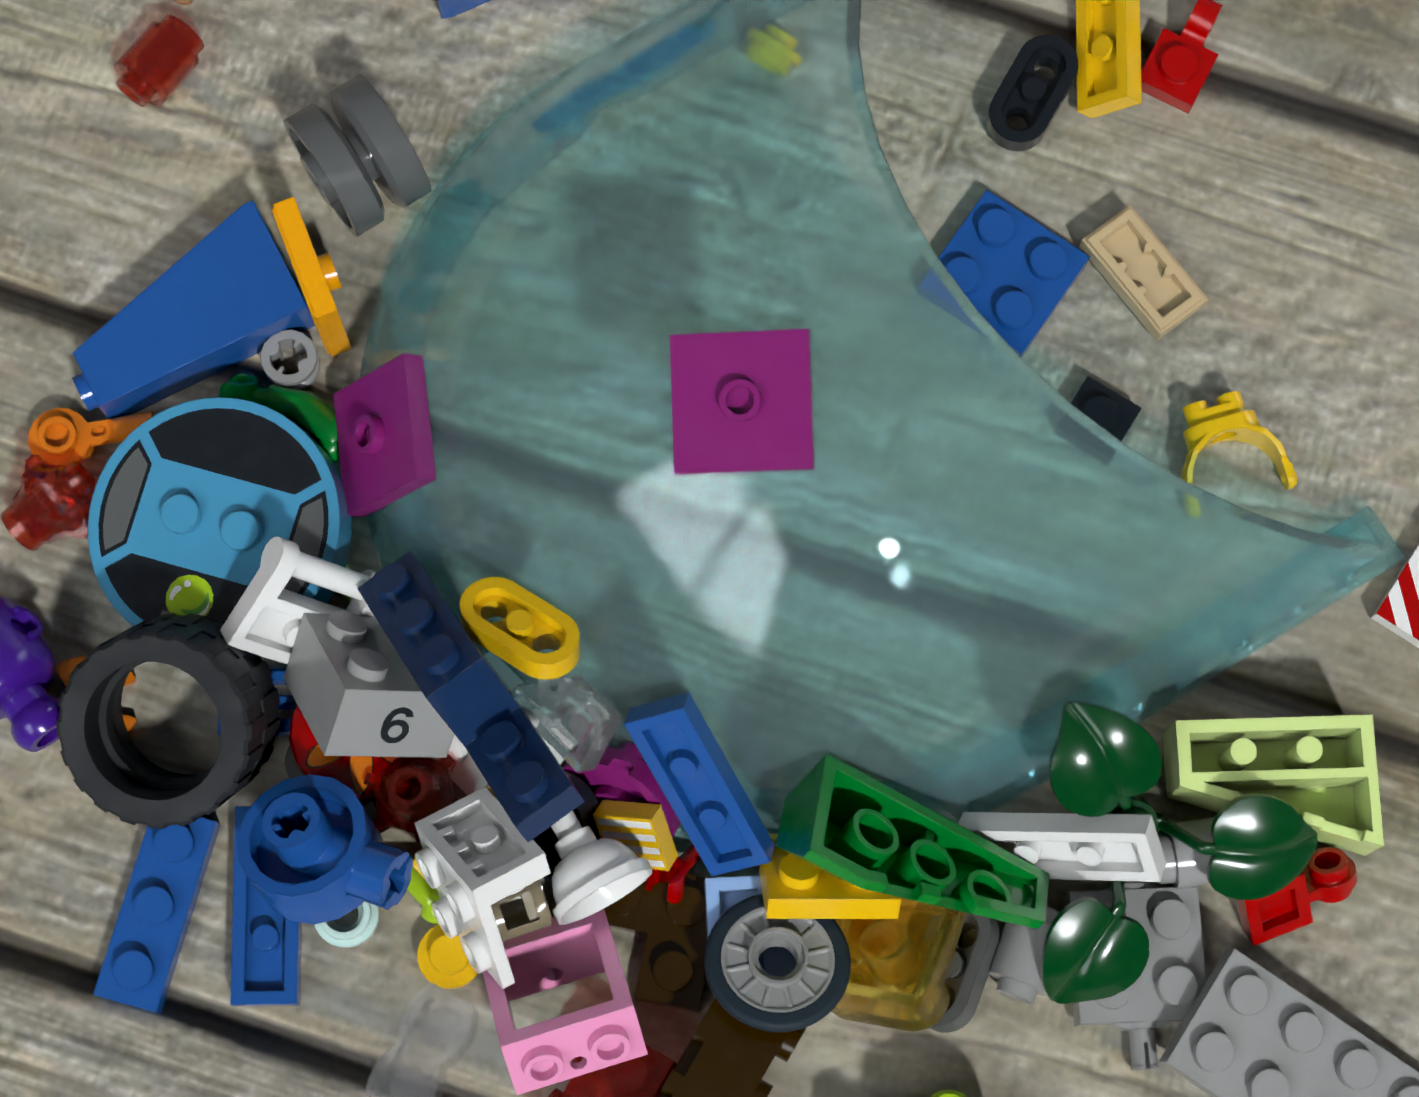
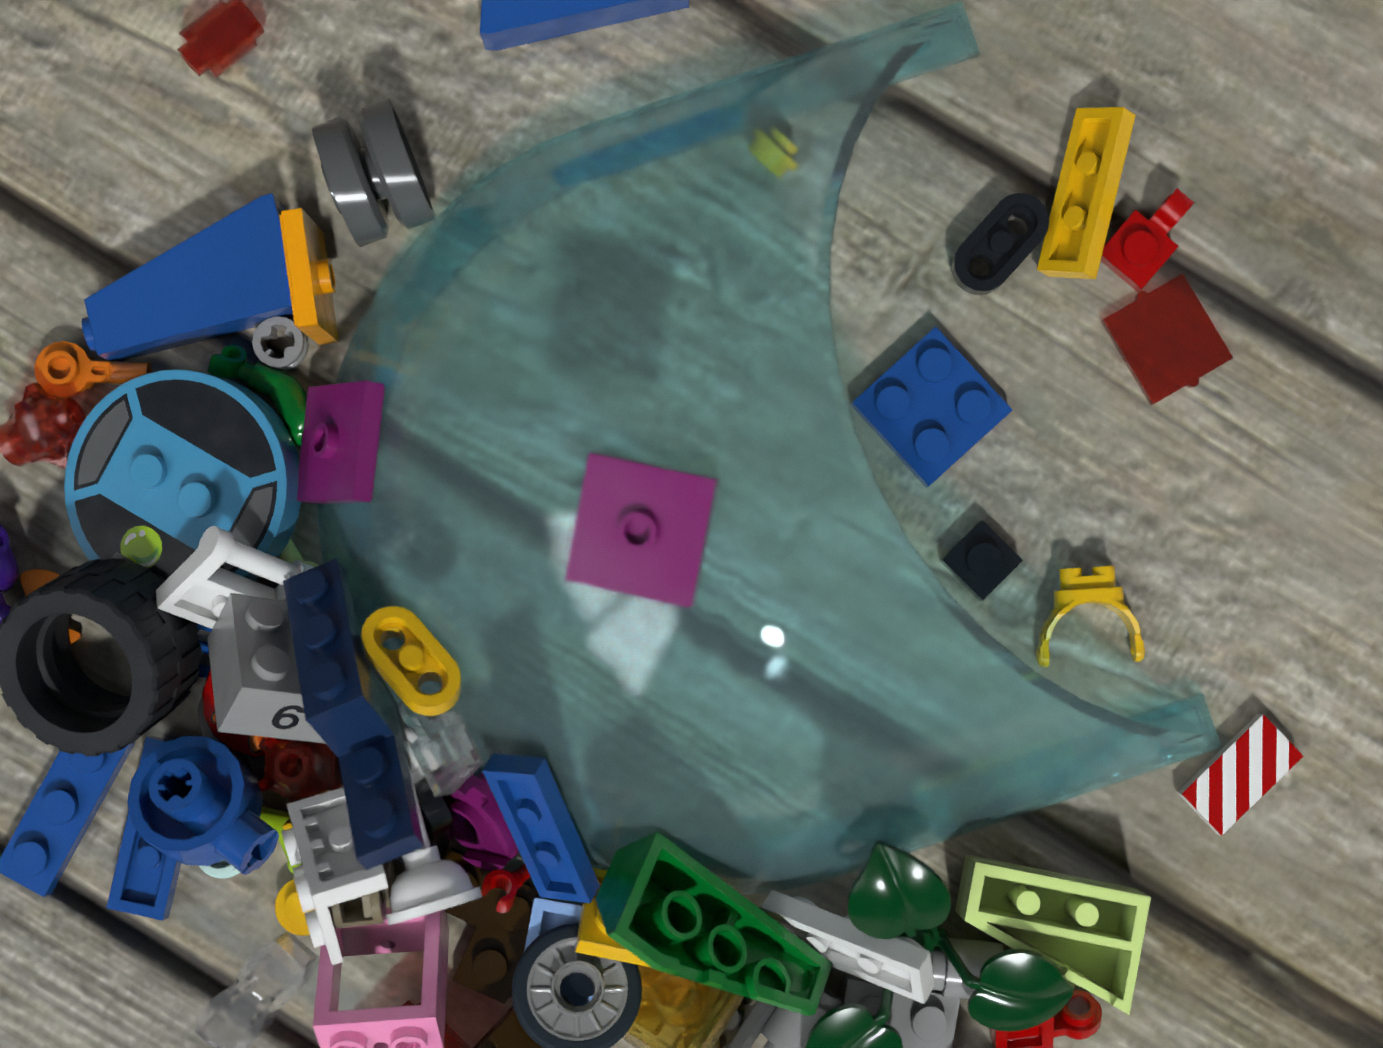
camera: 15 degrees right, 10 degrees up
(640, 828) = (479, 852): yellow tile -> none
(1143, 272) = (1057, 435): tan plate -> none
(1231, 153) = (1166, 339): none -> clear red piece

